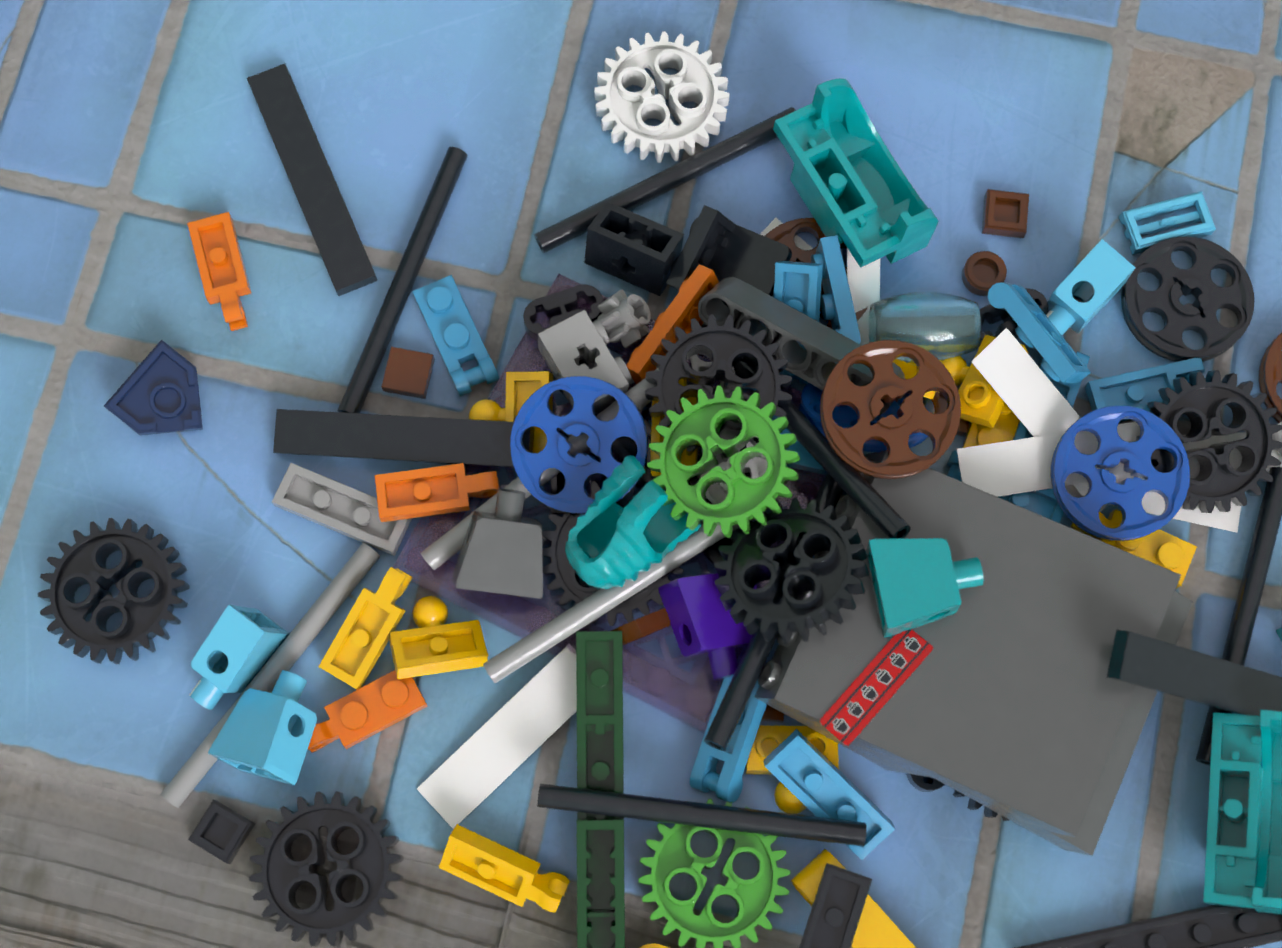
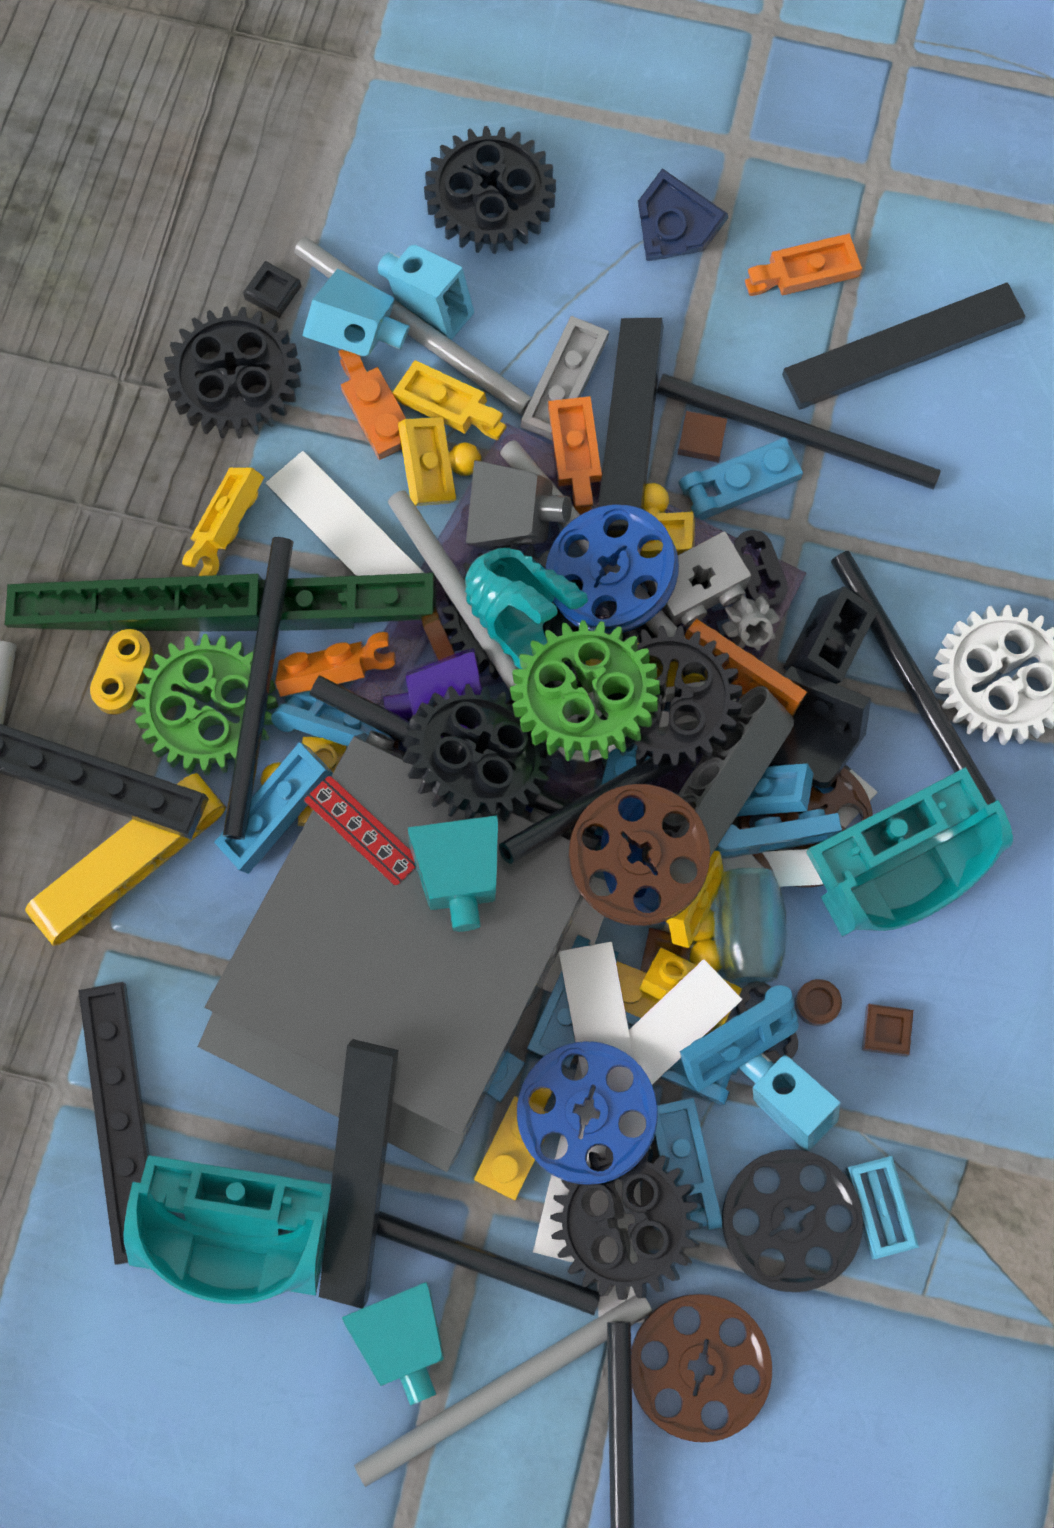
camera: 90 degrees right, 0 degrees up
(671, 740) = (337, 663): none -> orange plate

